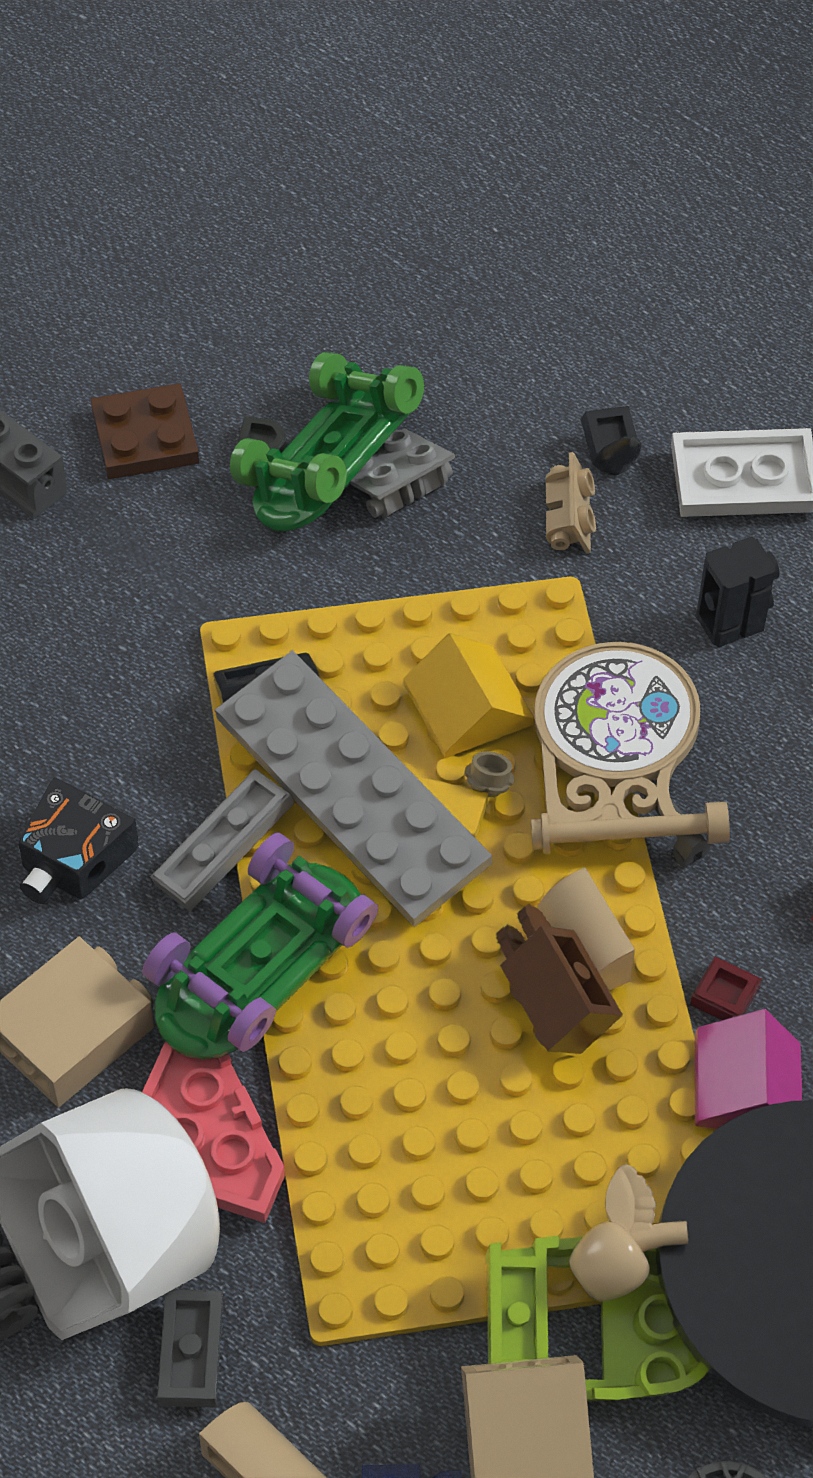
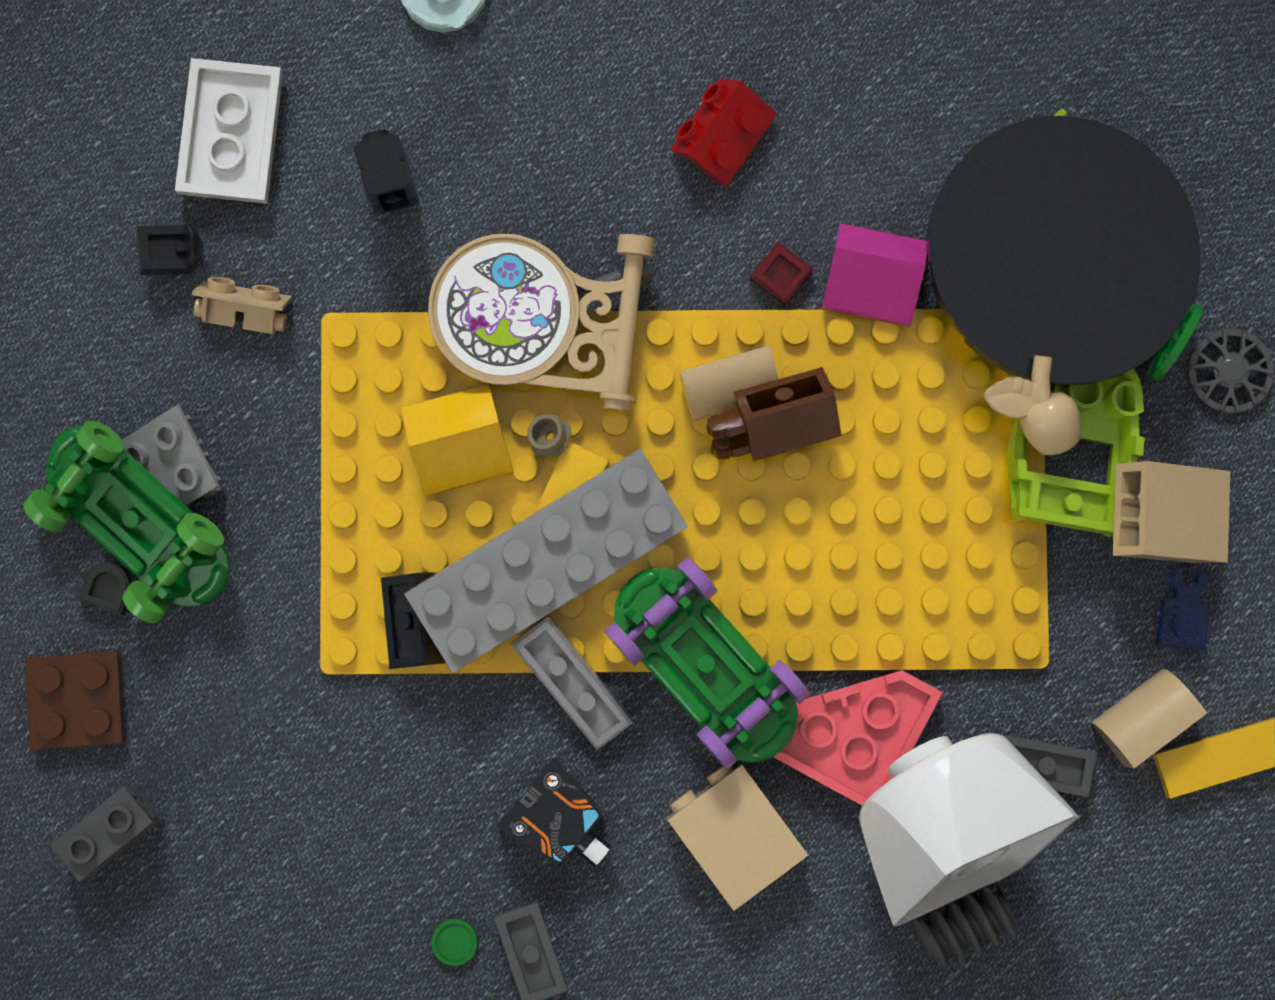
camera: 85 degrees left, 30 degrees up
(746, 1415) = (1172, 349): none -> green wheel

